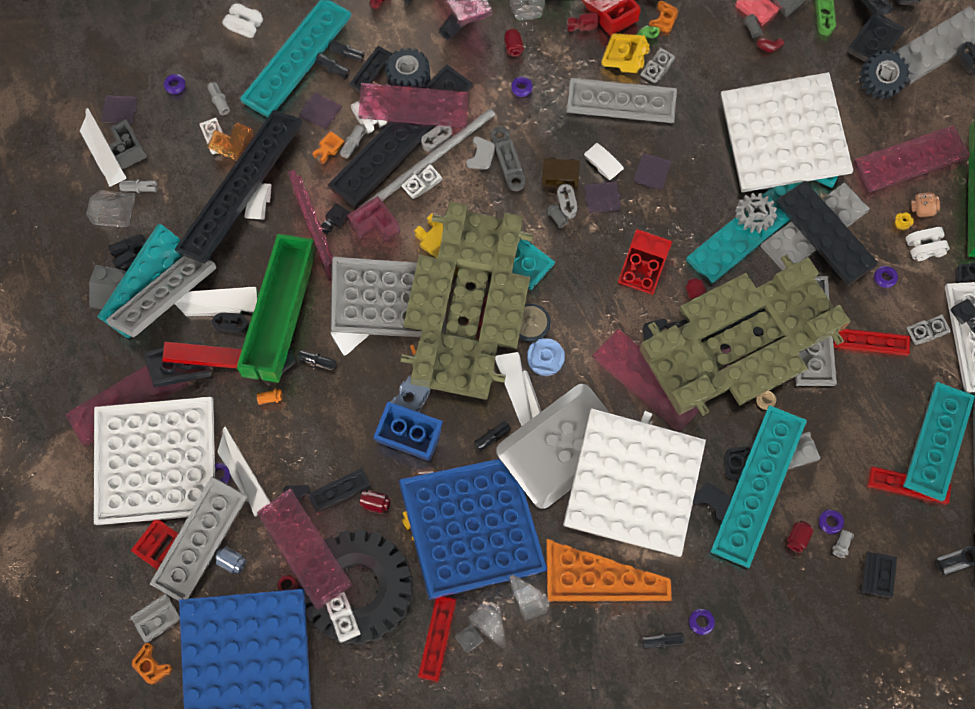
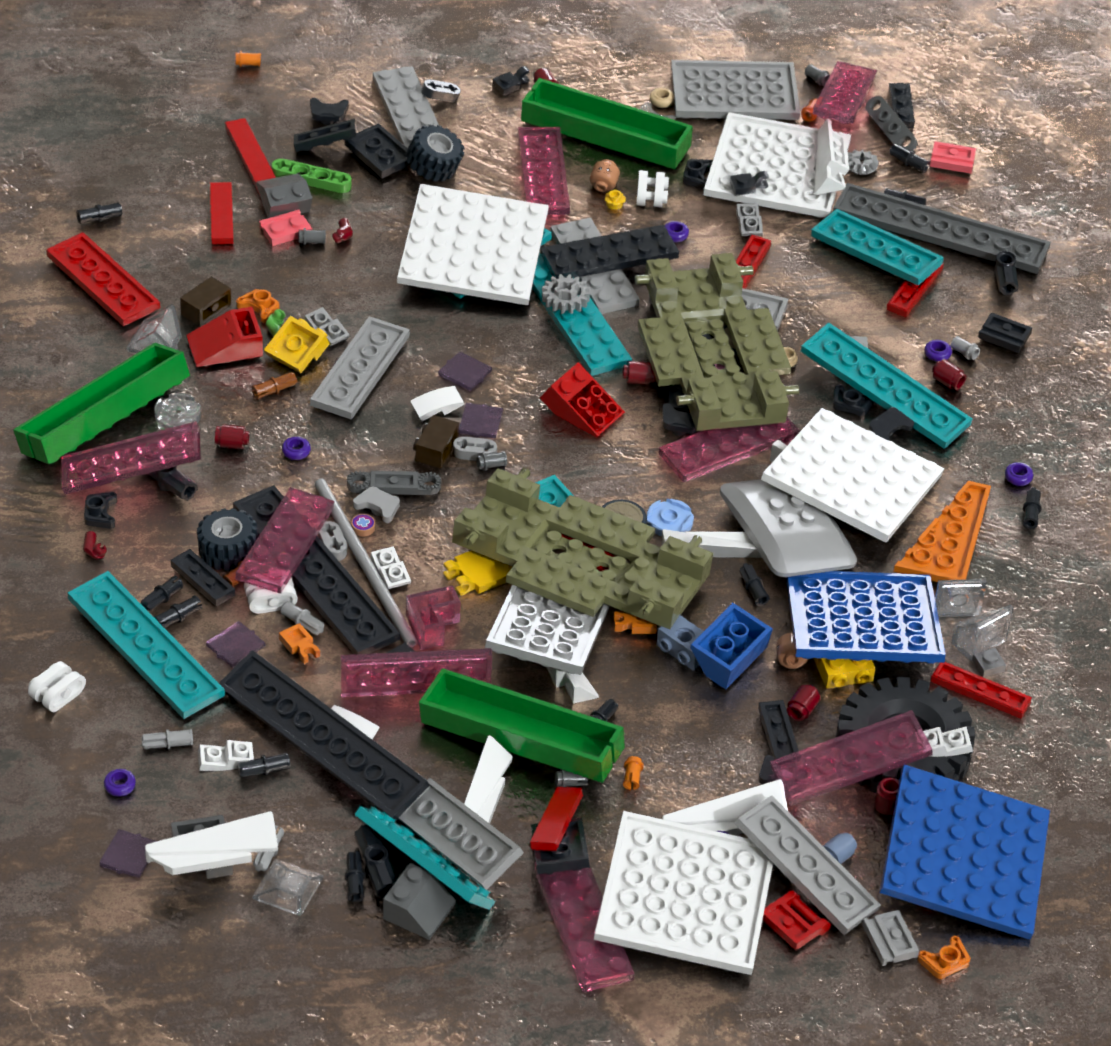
camera: 80 degrees left, 25 degrees down
(210, 161) = (264, 765): none -> black axle
(230, 323) = (519, 795): black beam -> none
(232, 145) = (248, 734): clear orange plate -> none
(460, 152) = (363, 525): none -> tile
(579, 52) = (274, 385): none -> dark orange axle
(584, 22) = (236, 366): dark red plate -> none

